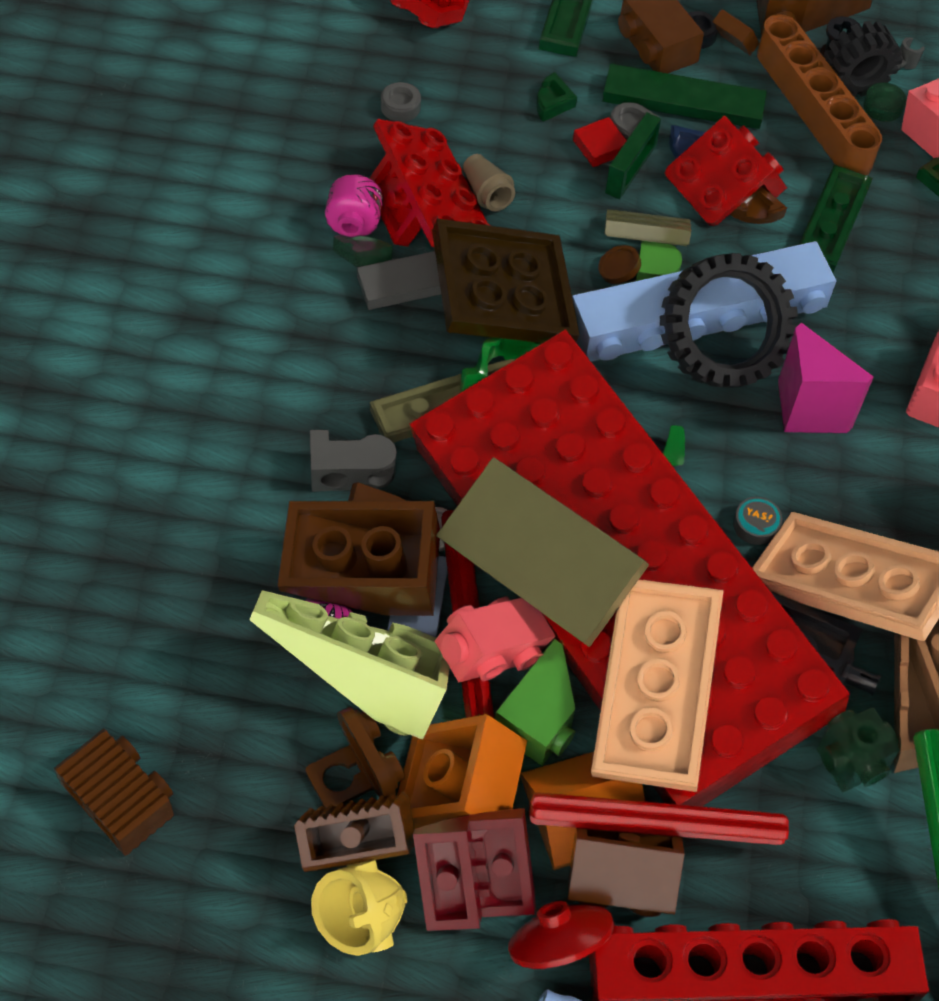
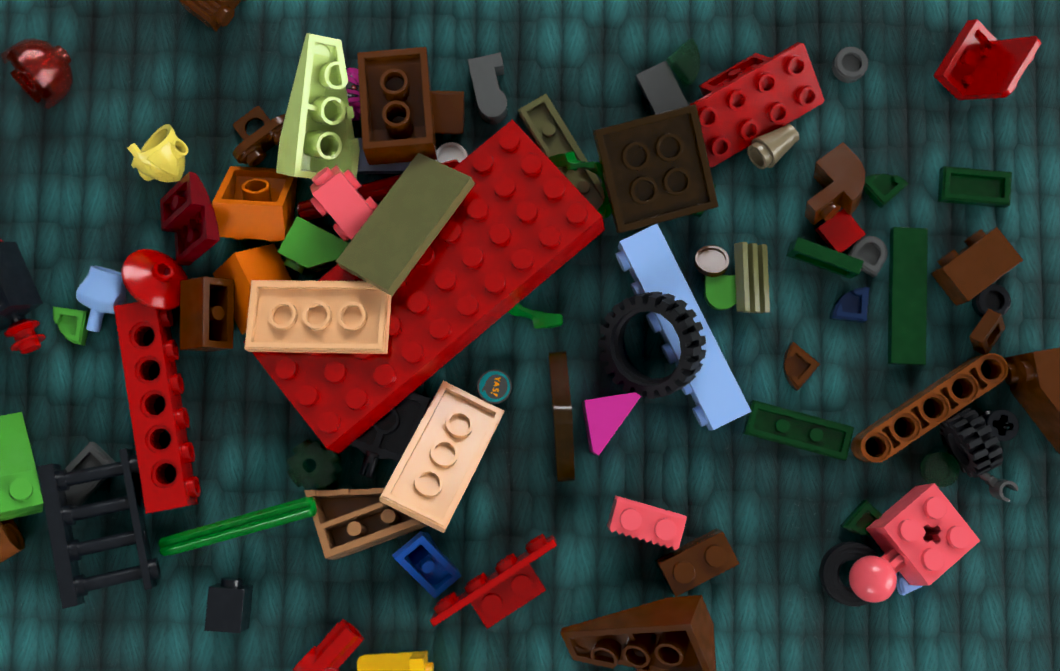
camera: 90 degrees right, 25 degrees up
(354, 205) = (721, 45): dark pink head -> none
(355, 832) = (203, 140): reddish brown brick -> none
(547, 119) = (843, 183): none -> reddish brown brick
(658, 818) = (234, 331): red axle -> none
(724, 171) = (824, 336): red bracket -> none
(805, 418) = (562, 416): none -> dark brown beam

